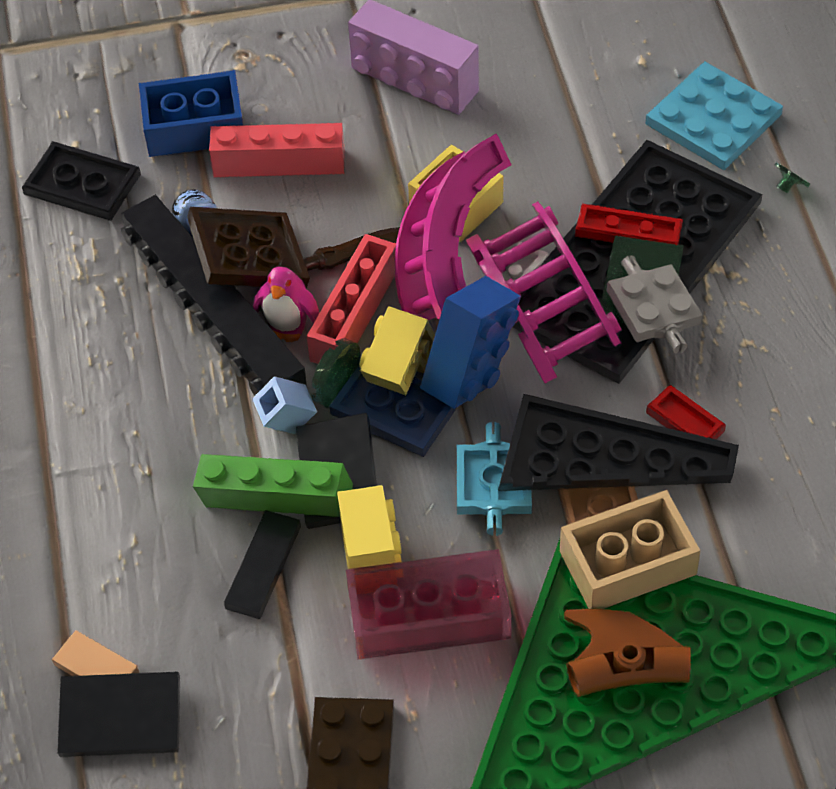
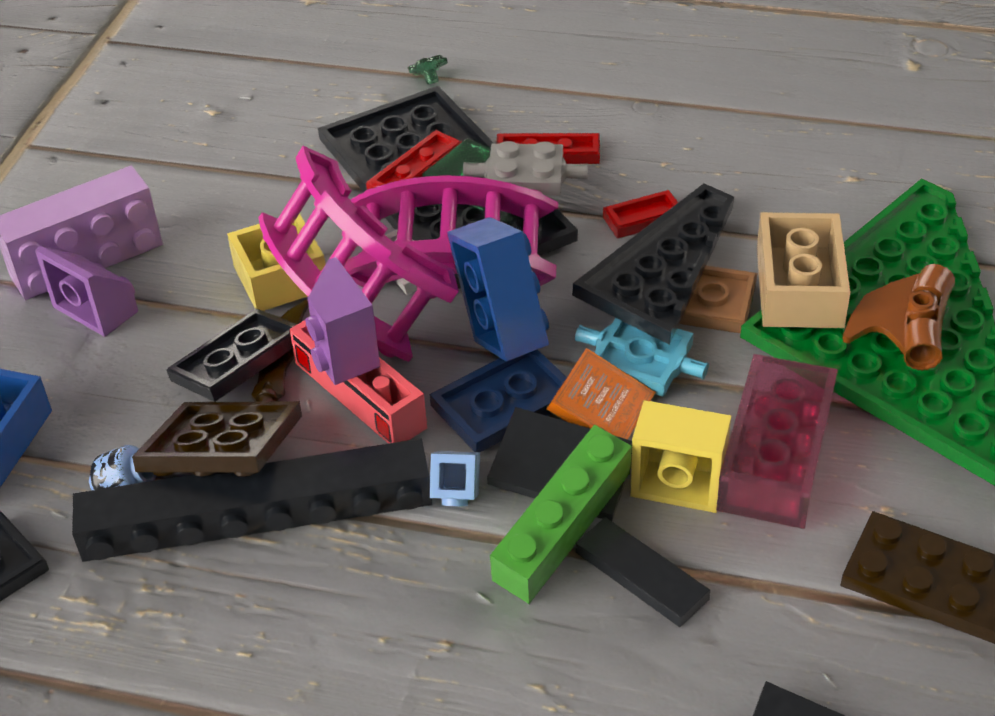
camera: 65 degrees left, 10 degrees down
(277, 150) = (93, 381): coral brick -> none
(286, 304) = (321, 420): animal -> none
(334, 371) = (447, 415): clear green tile -> none
(347, 217) = (233, 355): none -> black tile
(354, 256) = (341, 325): none -> medium lavender slope
(363, 93) = (86, 290): none -> medium lavender slope
(398, 350) = (456, 353): light yellow brick -> none
(418, 469) = (600, 396): none -> orange tile
(714, 115) = (317, 90): medium azure plate -> none
(736, 314) = (577, 147): none -> red tile

